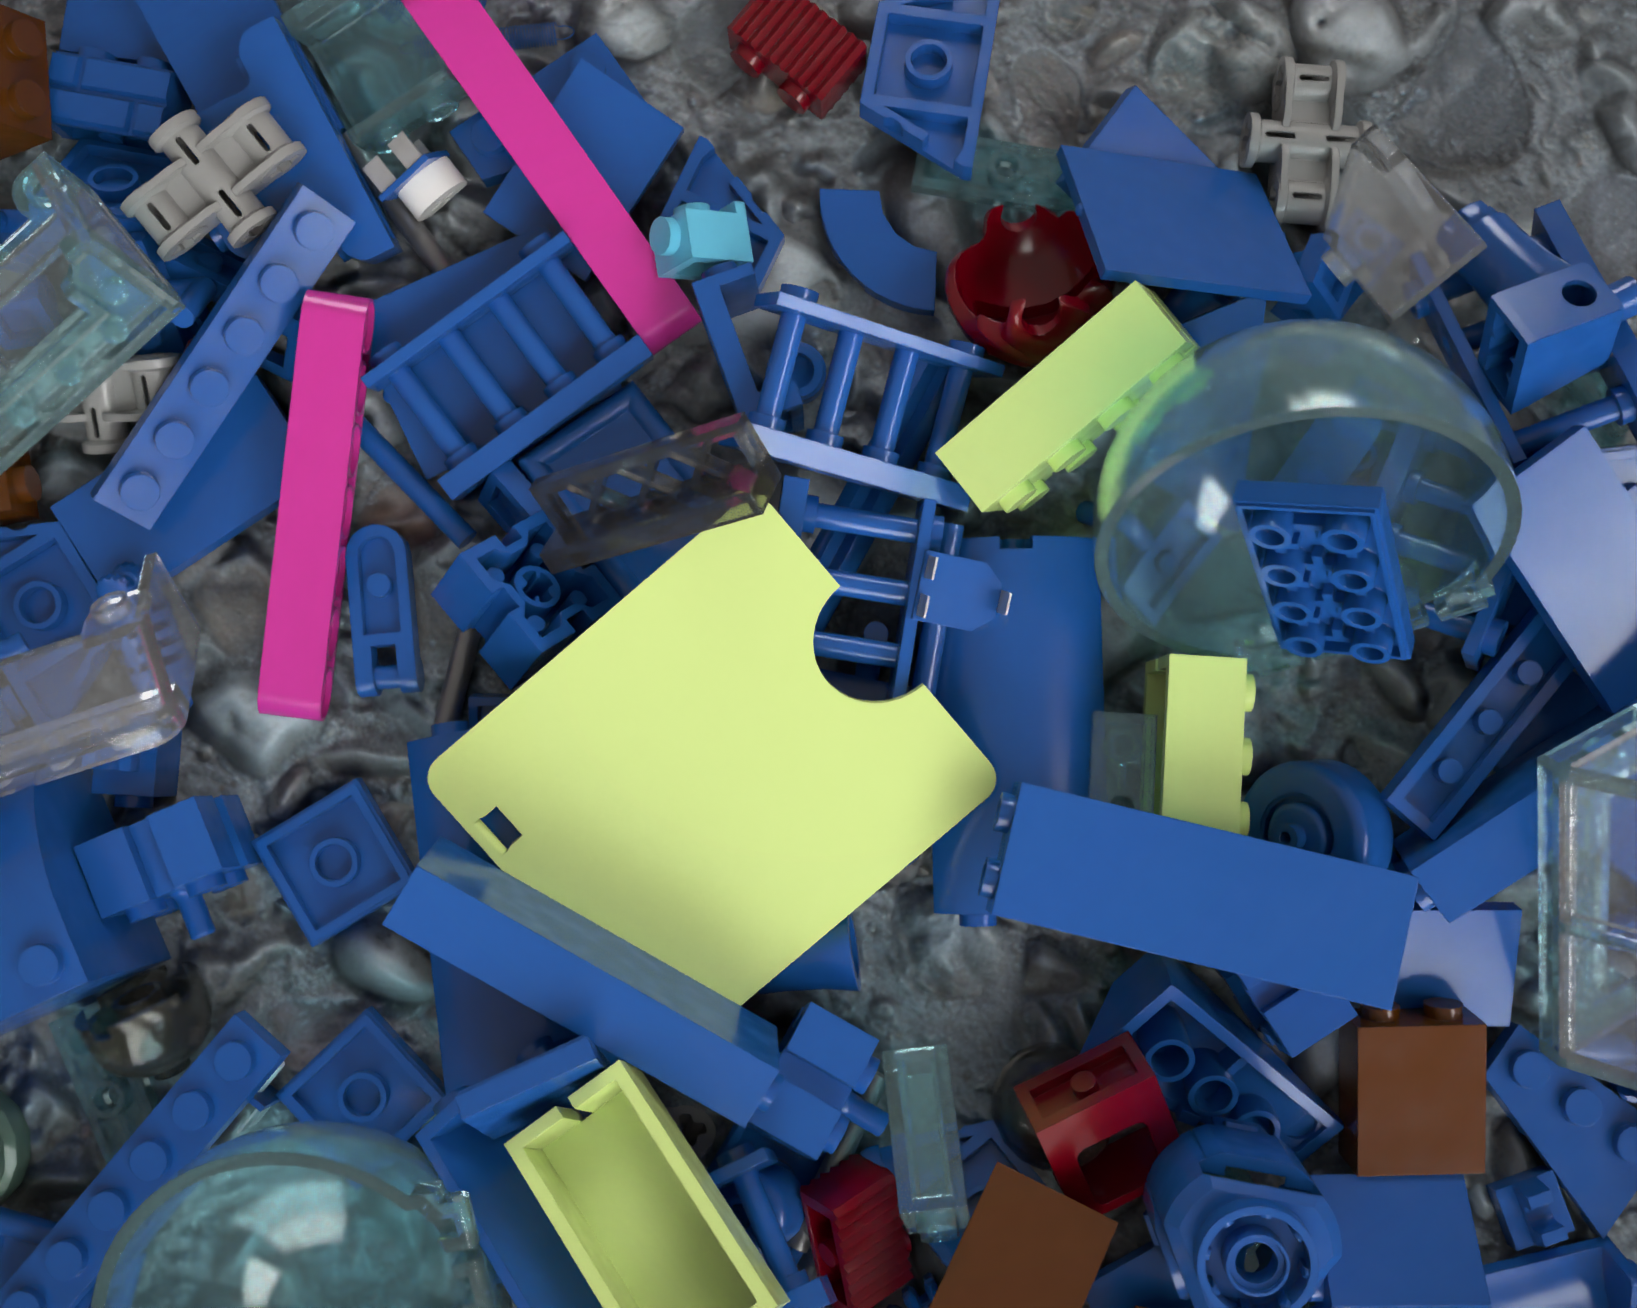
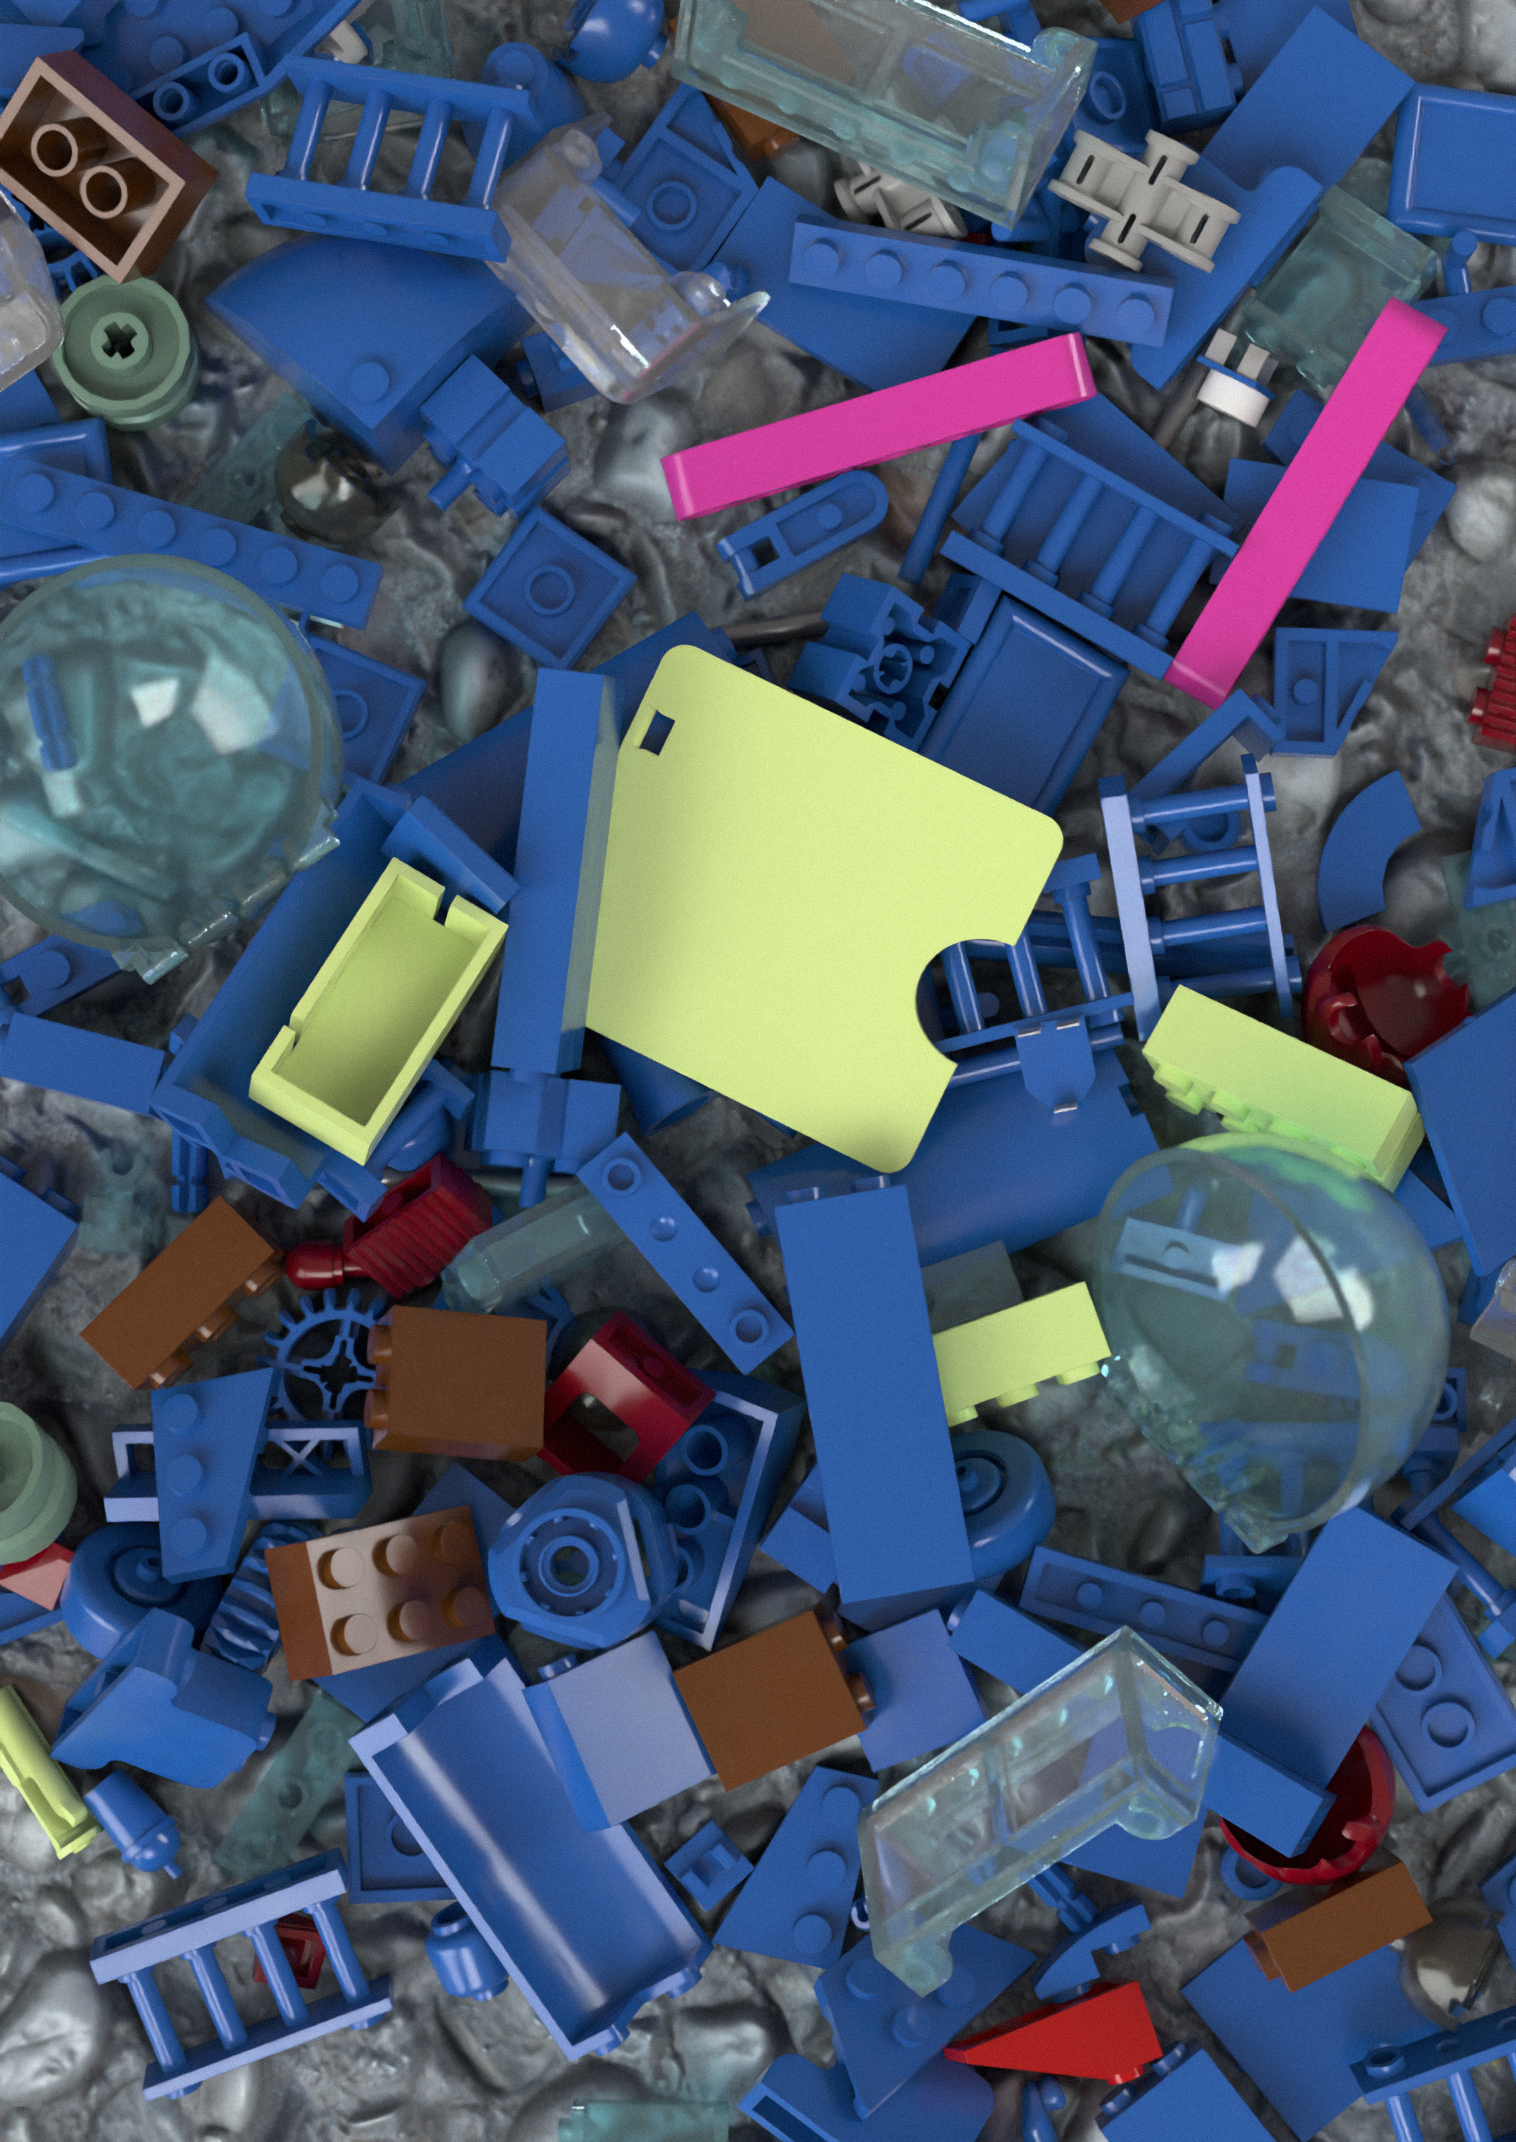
camera: 60 degrees right, 0 degrees up
(660, 515) = (1006, 751): clear smoke fence -> none
(700, 239) = (1289, 678): medium azure brick -> none
(990, 1004) = (685, 1253): none -> blue fence
(1327, 568) = (1214, 1376): blue tile -> none

